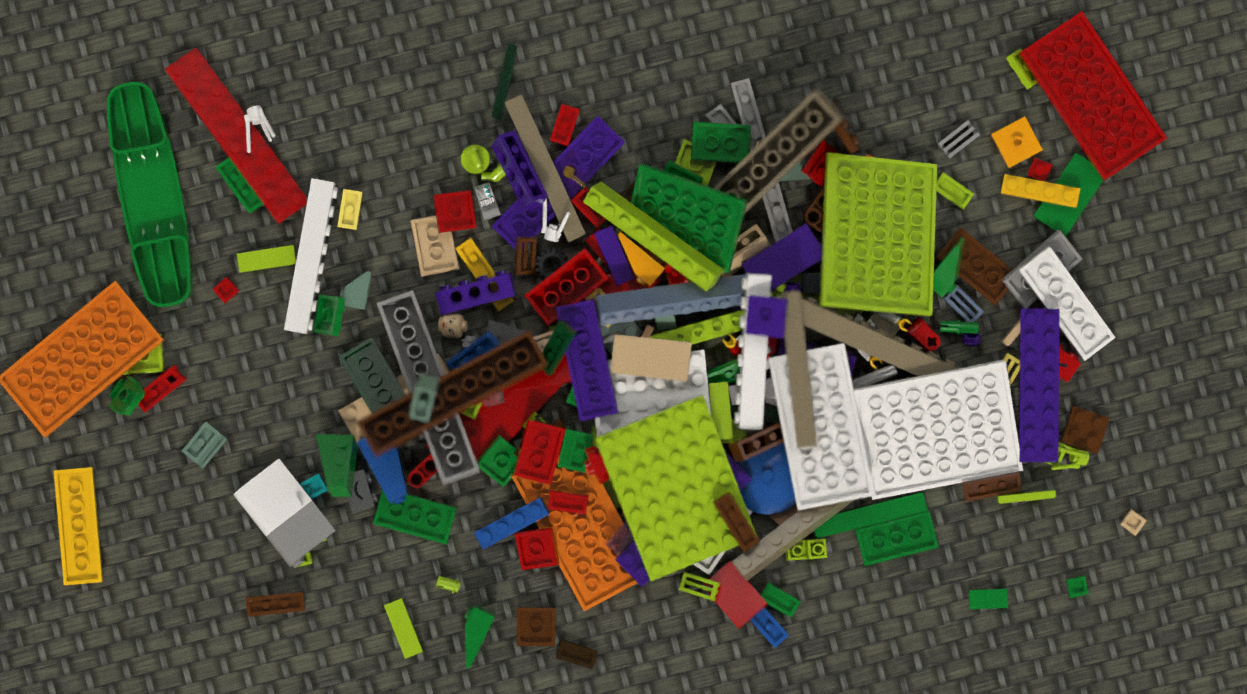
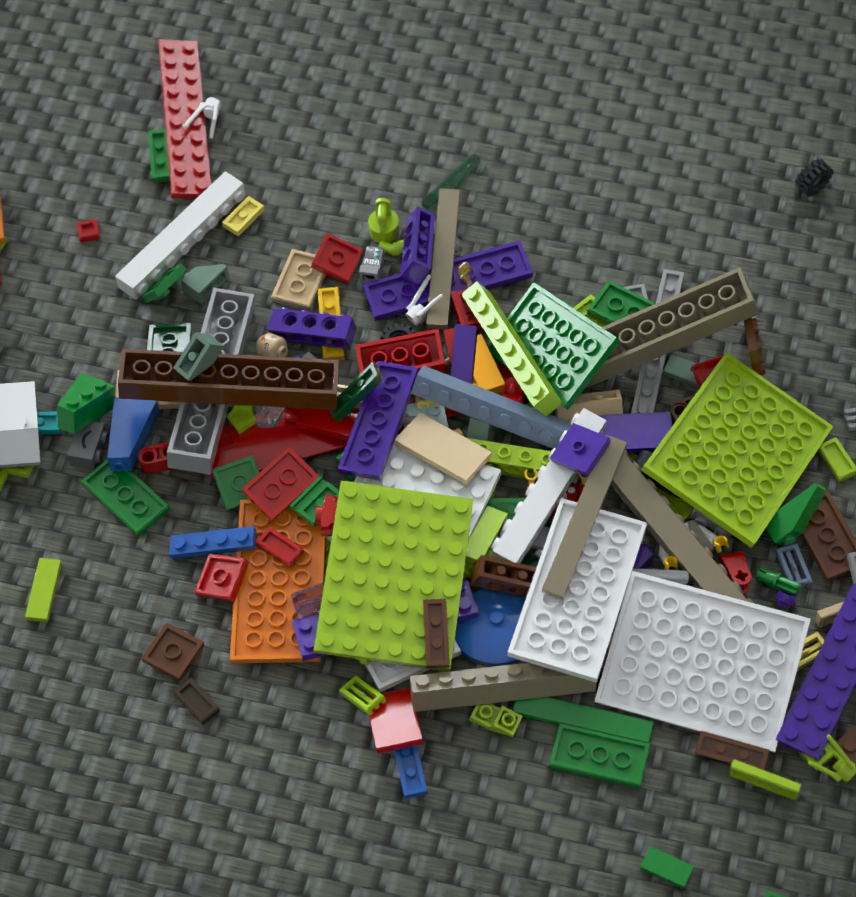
camera: 30 degrees right, 30 degrees down
(150, 194) = (76, 130): green piece -> none
(266, 258) = (139, 221): lime tile -> none
(448, 584) = (118, 573): lime pin -> none
(476, 628) = (108, 622): green slope -> none
(533, 239) = (388, 305): reddish brown tile -> none
(564, 124) = (485, 236): red plate -> none
(780, 599) = (439, 755): green tile -> none

